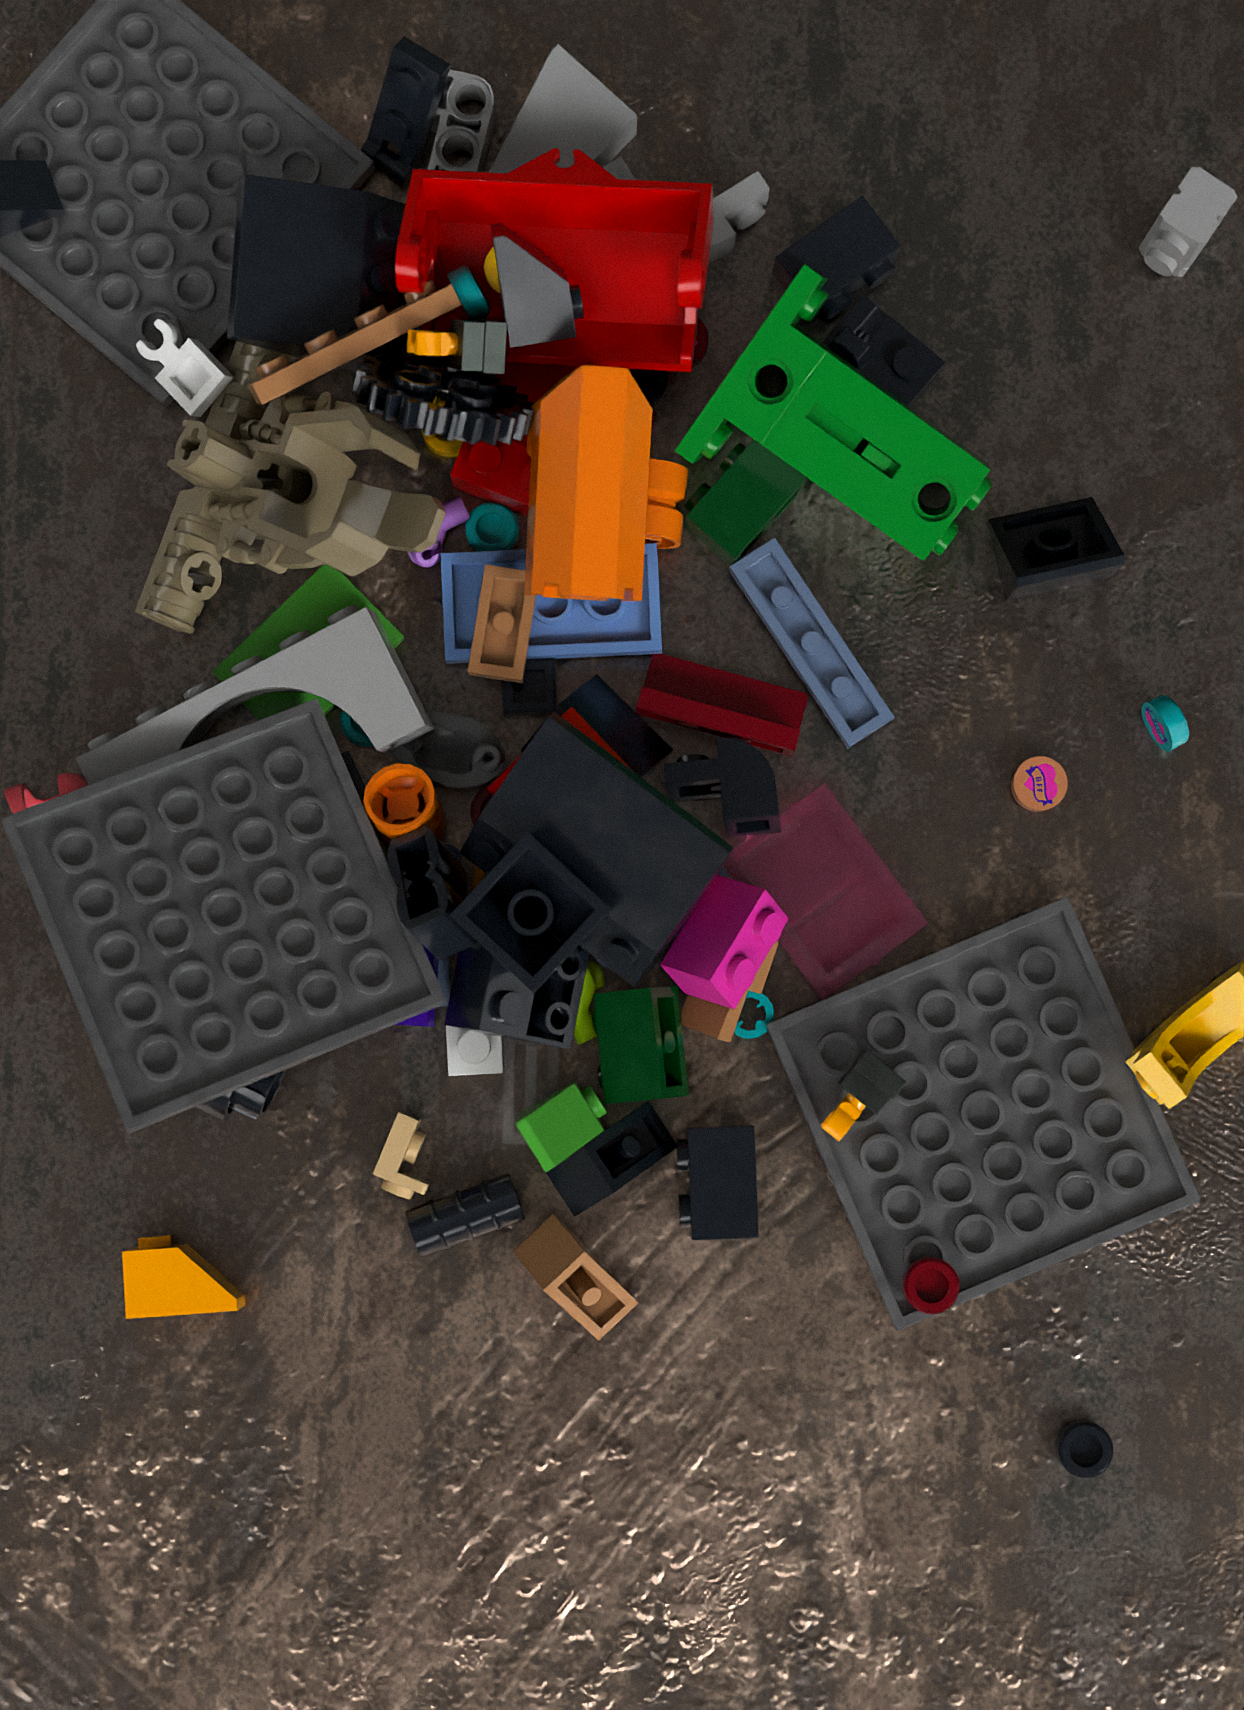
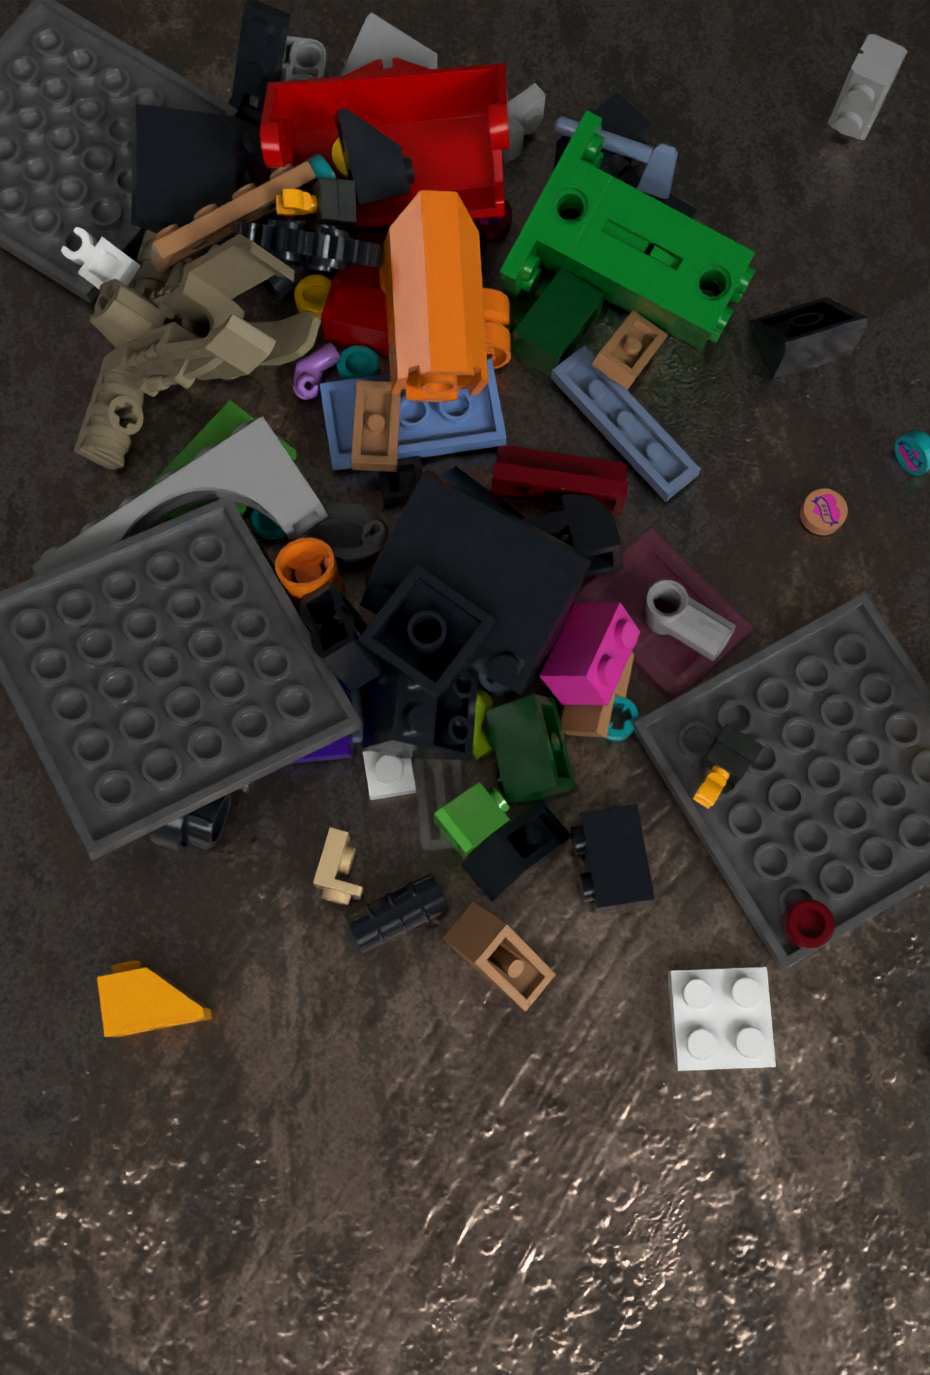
camera: 10 degrees left, 10 degrees down
(818, 1375) = (721, 1019): none -> white plate
(828, 553) = (629, 349): none -> medium nougat plate
(851, 914) = (691, 621): none -> light grey piece
(902, 302) = (660, 159): none -> sand blue piece

